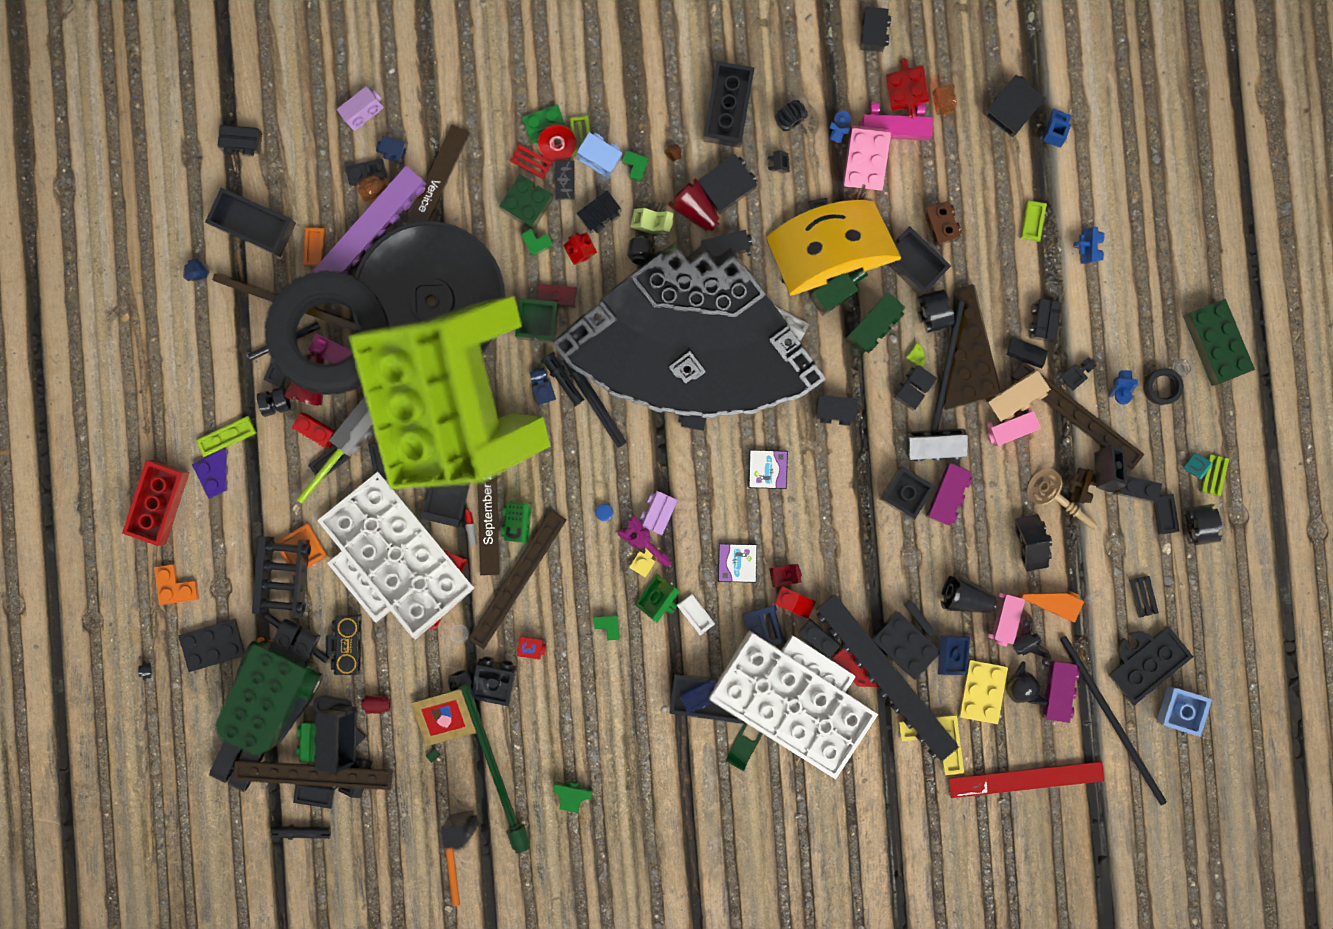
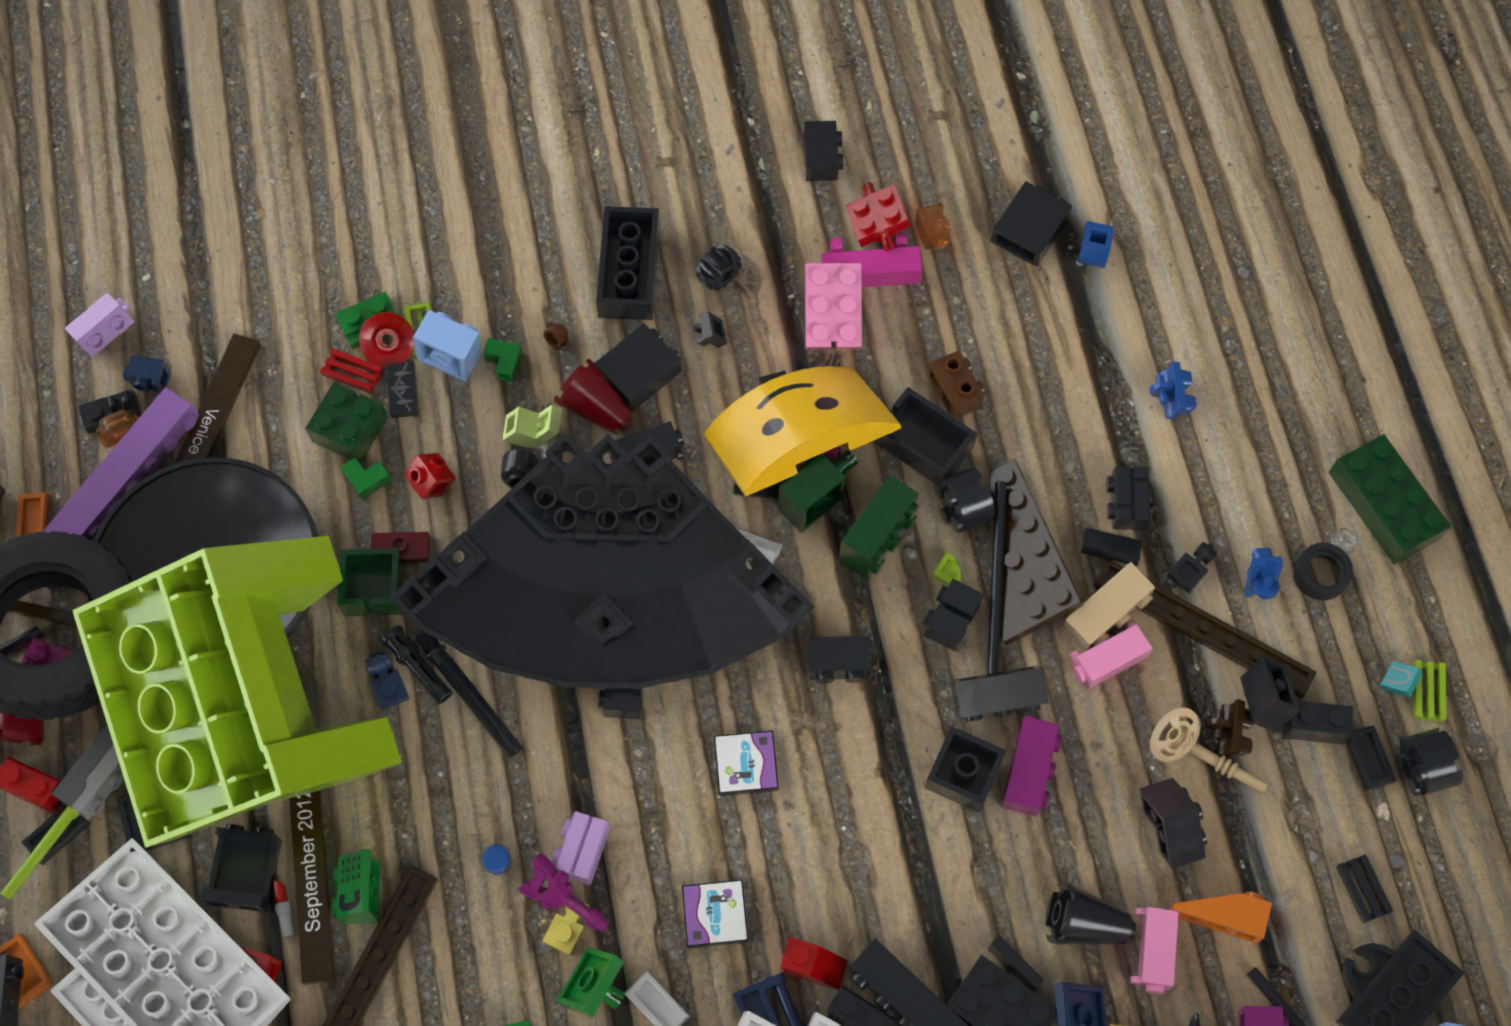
camera: 10 degrees left, 20 degrees down
(599, 212) = (455, 425): black brick -> none
(785, 575) = (793, 921): dark red bracket -> none
(840, 126) = (789, 273): blue hips -> none
(1031, 642) = (1200, 980): black piece -> none
(1033, 221) = (1086, 369): lime tile -> none

